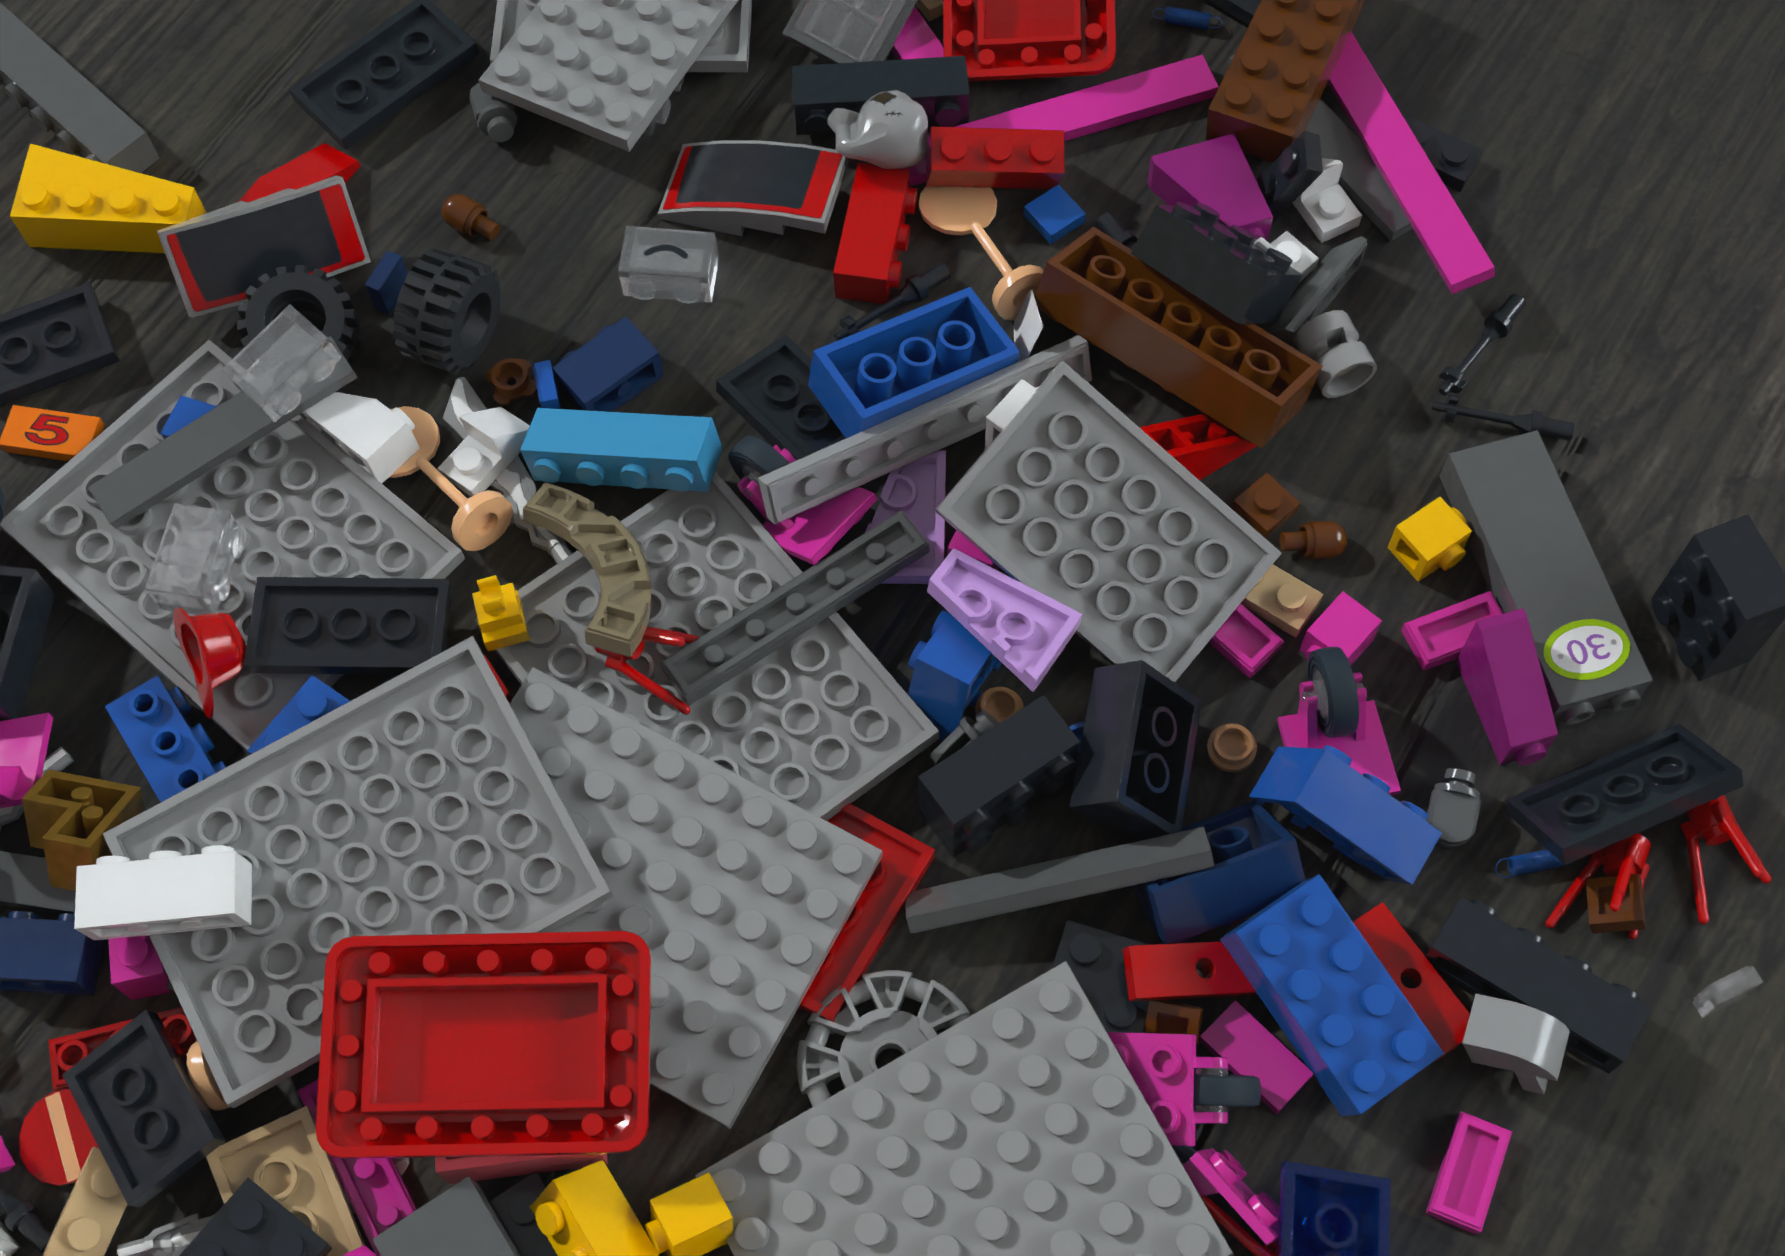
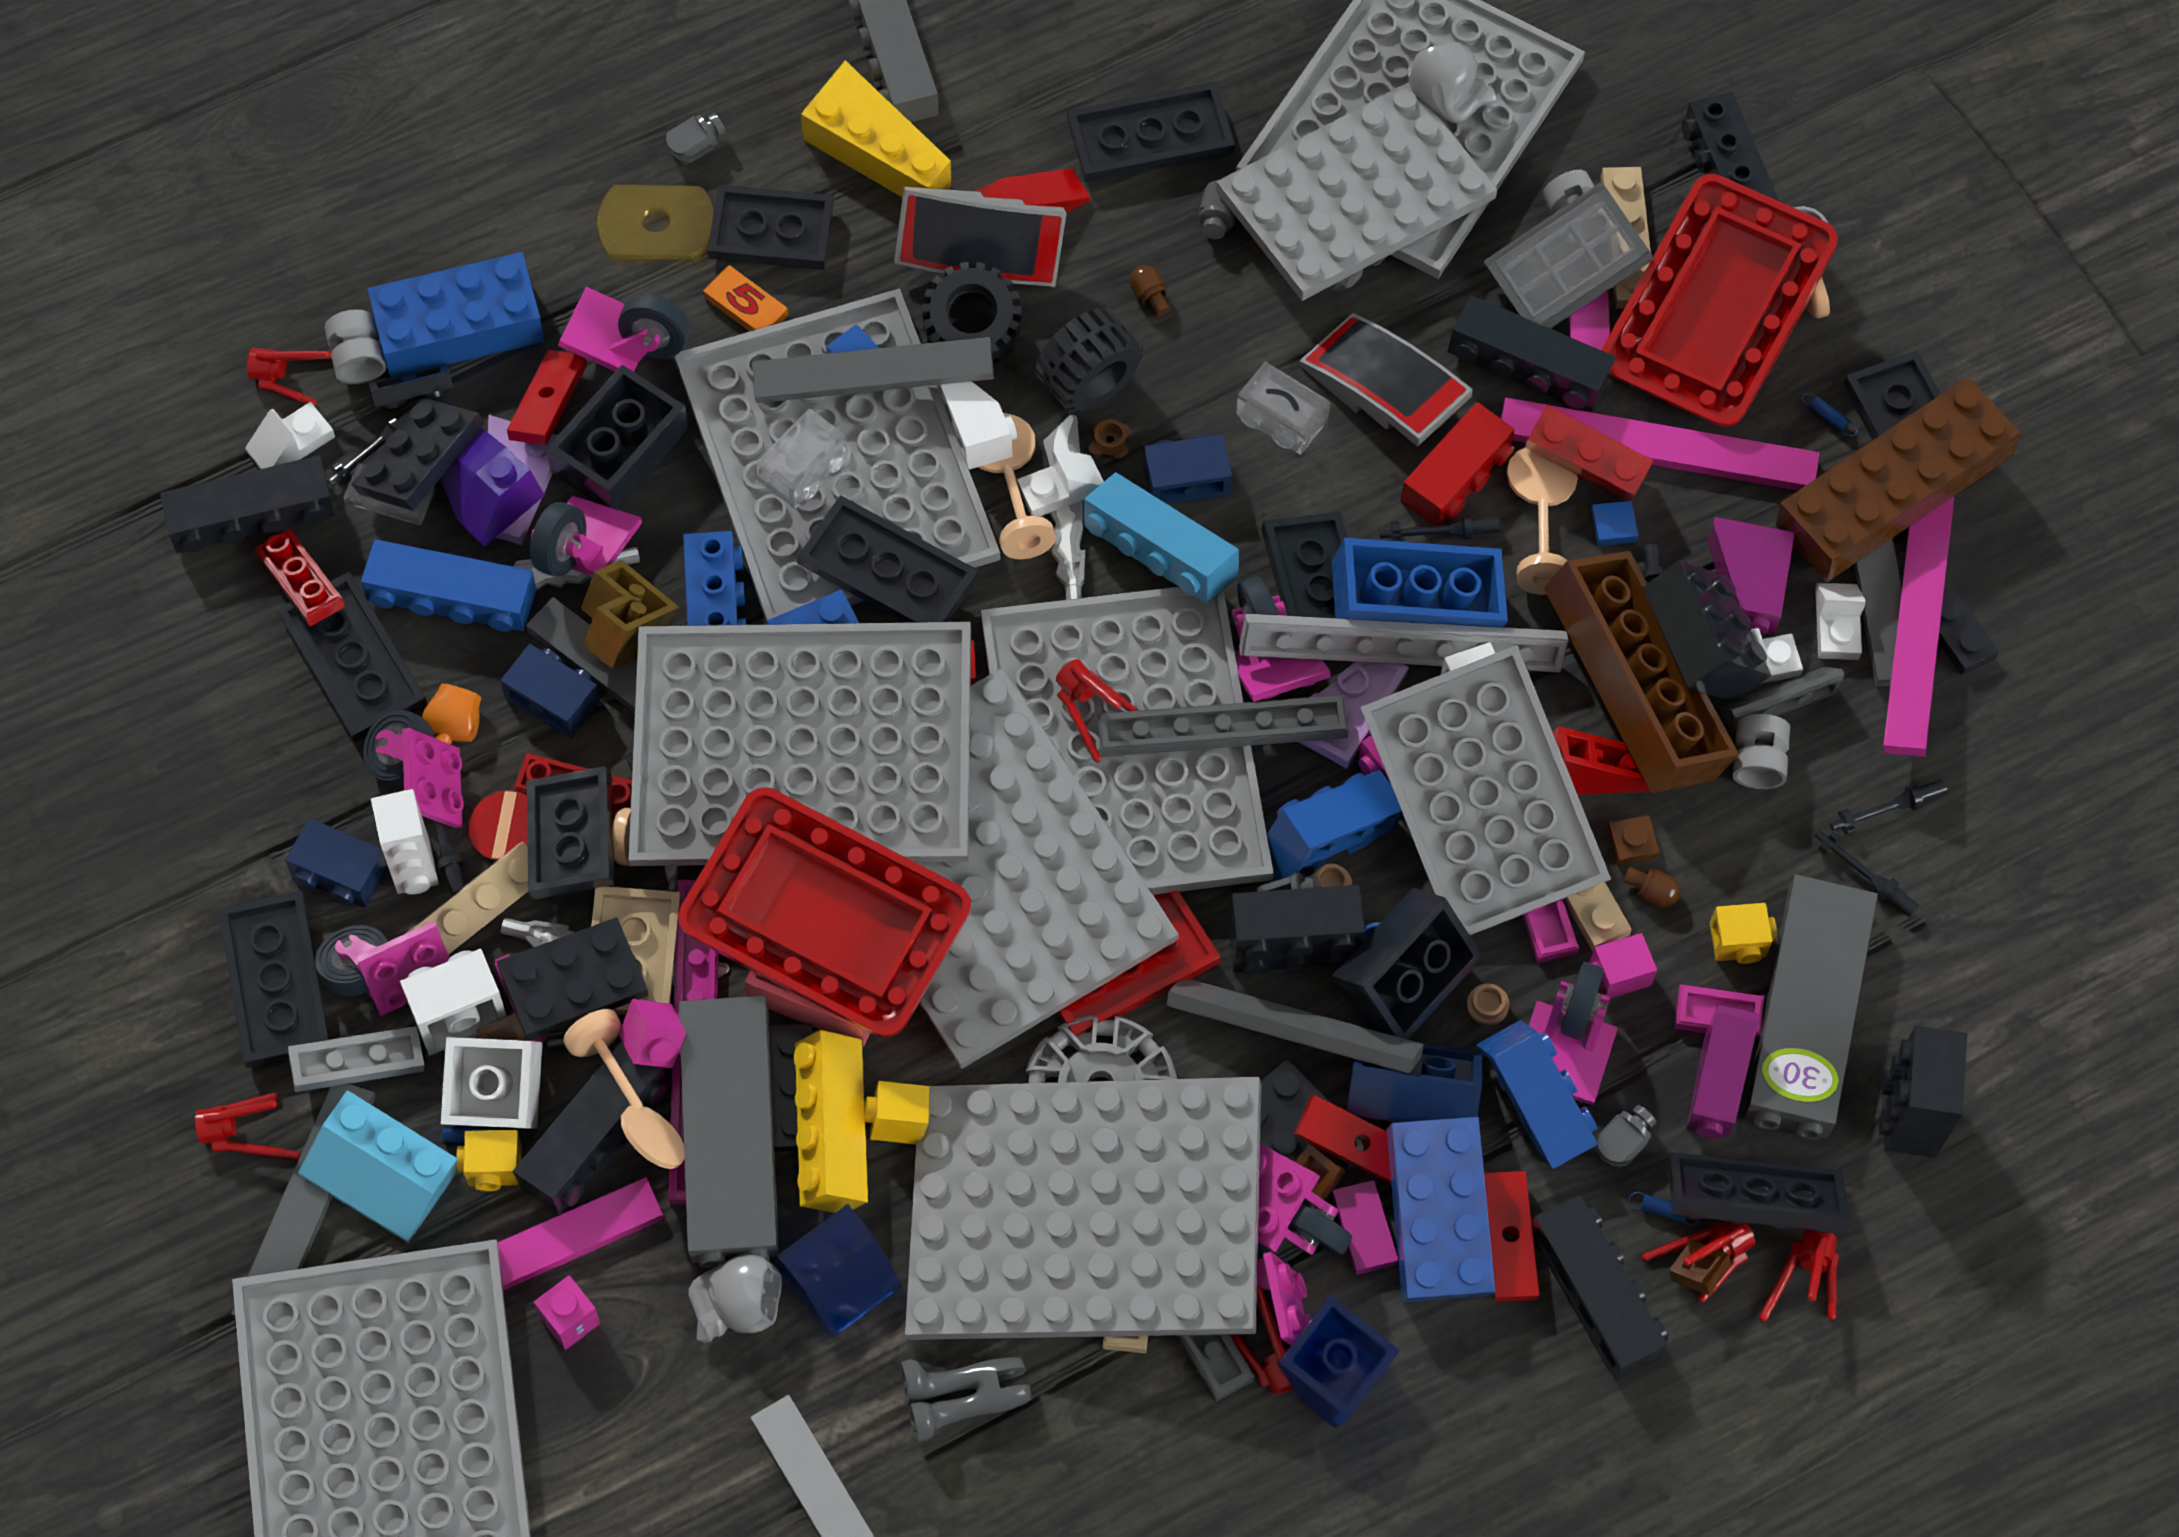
camera: 25 degrees right, 0 degrees up
(137, 967) = (614, 733): dark pink brick -> none
(163, 893) = (660, 691): white brick -> none
(212, 650) = (780, 533): red piece -> none
(282, 363) = (942, 342): clear brick -> none
(386, 282) = (1058, 311): dark blue tile -> none
(500, 614) = (1001, 616): yellow piece -> none
(547, 385) = (1133, 459): blue tile -> none
(614, 556) = (1107, 616): dark tan tile -> none
(885, 132) = (1507, 389): light grey piece -> none
(1005, 615) = (1368, 813): lavender wing -> none
(1027, 326) = (1529, 604): white sticker -> none
(1291, 173) = (1815, 590): black plate -> none
(1469, 1173) = (1467, 1388): dark pink tile -> none
(1516, 1040) = (1554, 1312): light grey brick -> none
(1727, 990) = (1740, 1371): clear tile -> none

